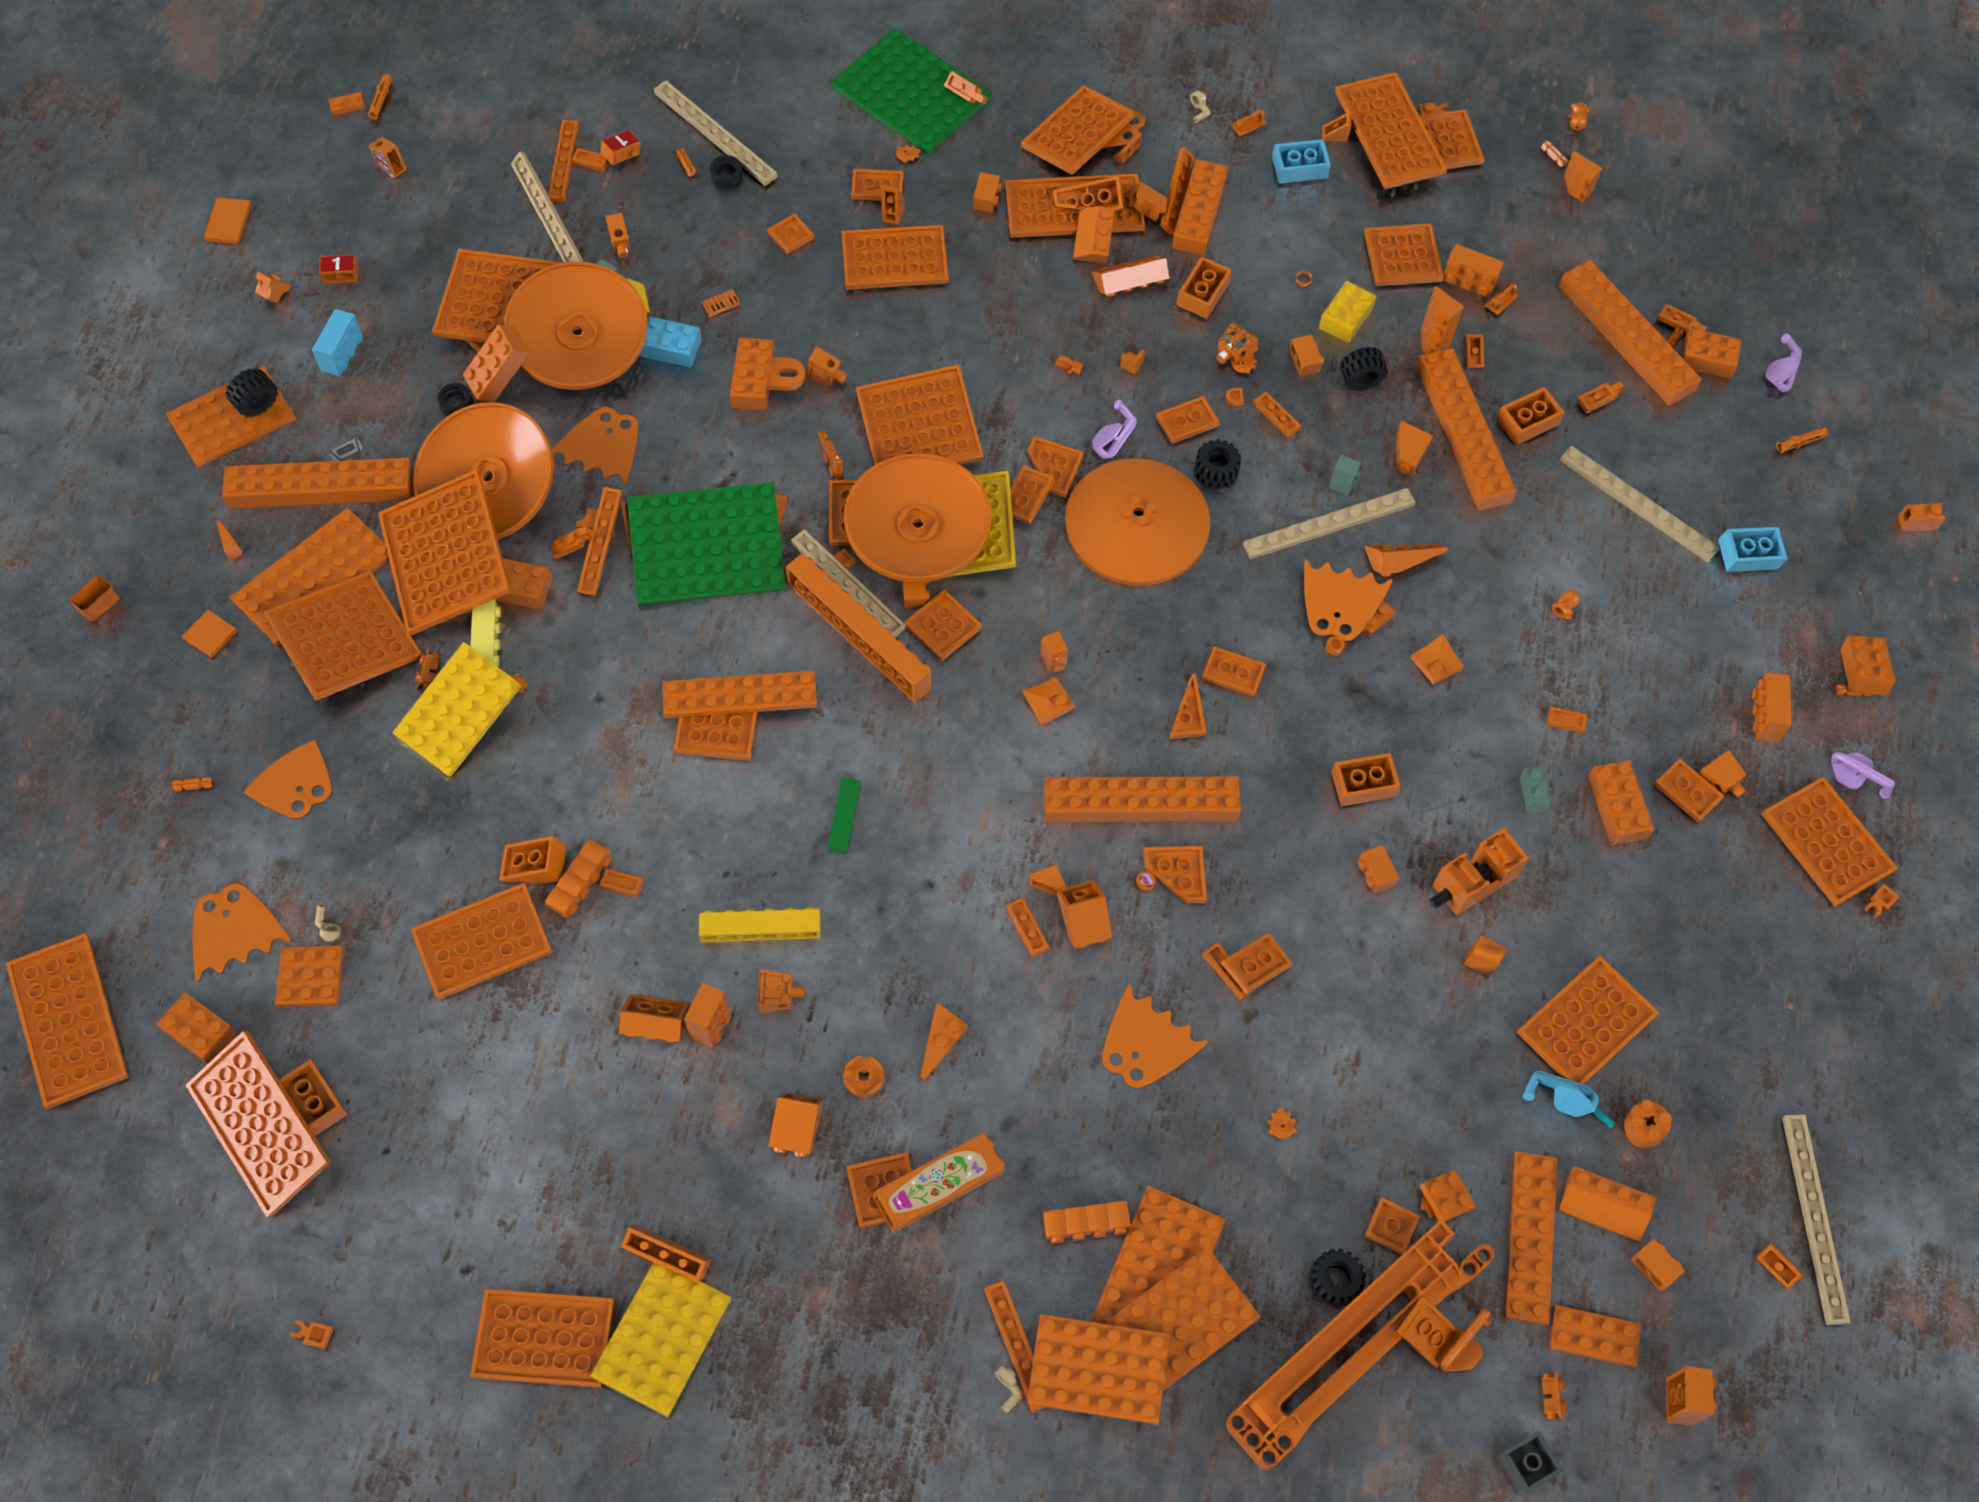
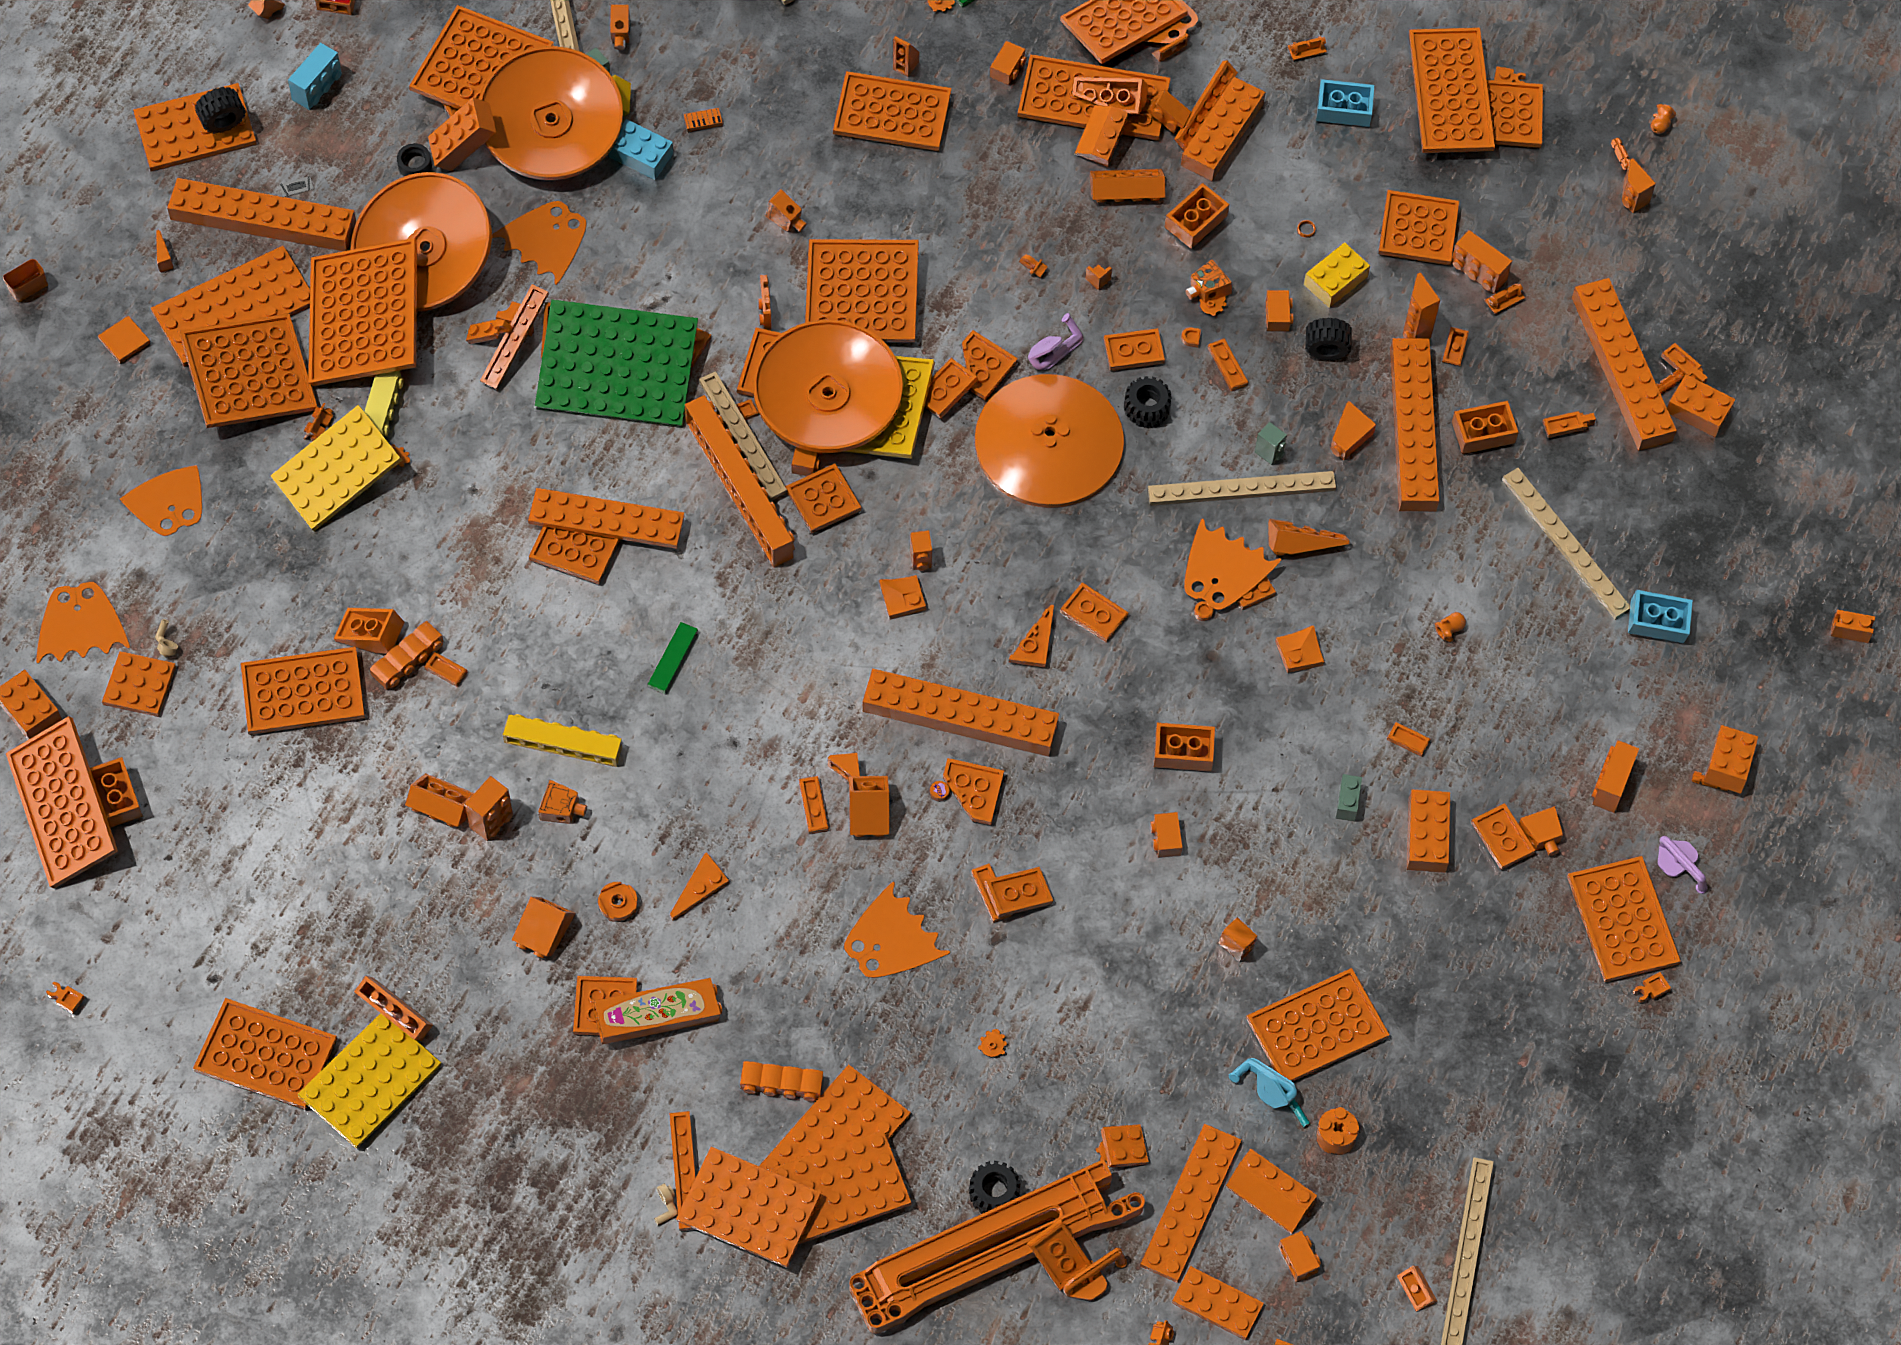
camera: 15 degrees right, 0 degrees up
(192, 783) = (75, 479): orange axle -> none
(528, 584) = (434, 362): orange brick -> none
(759, 372) = (718, 202): orange brick -> none
(791, 233) = (795, 62): orange tile -> none
(868, 183) = (890, 24): orange plate -> none
(1198, 100) = (1262, 10): tan plate -> none
(1338, 129) = (1398, 76): orange slope -> none
(1392, 1226) = (1062, 1156): orange plate -> none
(1492, 867) = (1278, 861): orange piece -> none
(1783, 371) = (1776, 439): lavender piece -> none
(1795, 441) = (1754, 518): orange pin -> none

